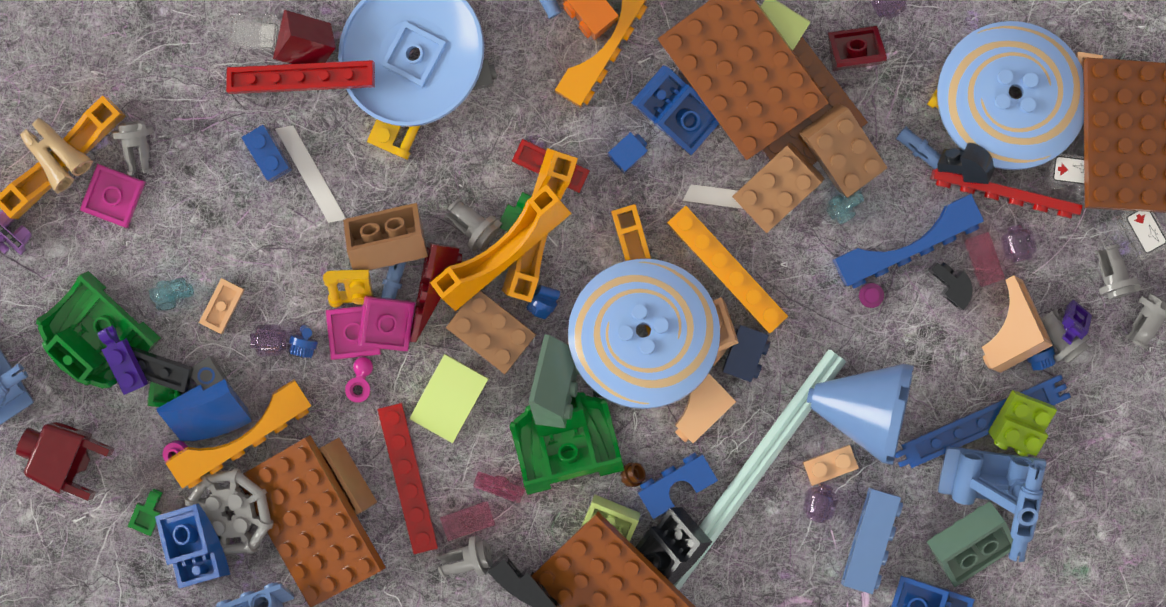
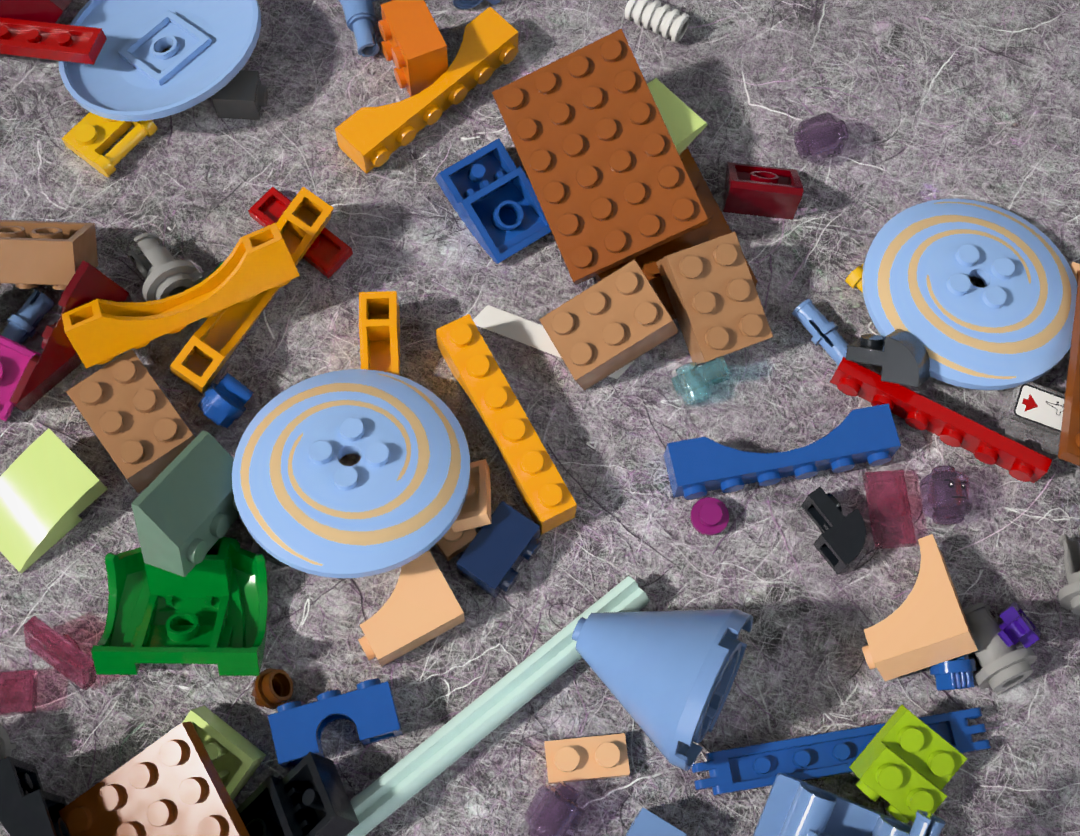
camera: 15 degrees right, 20 degrees down
(628, 152) = (409, 228): blue brick -> none

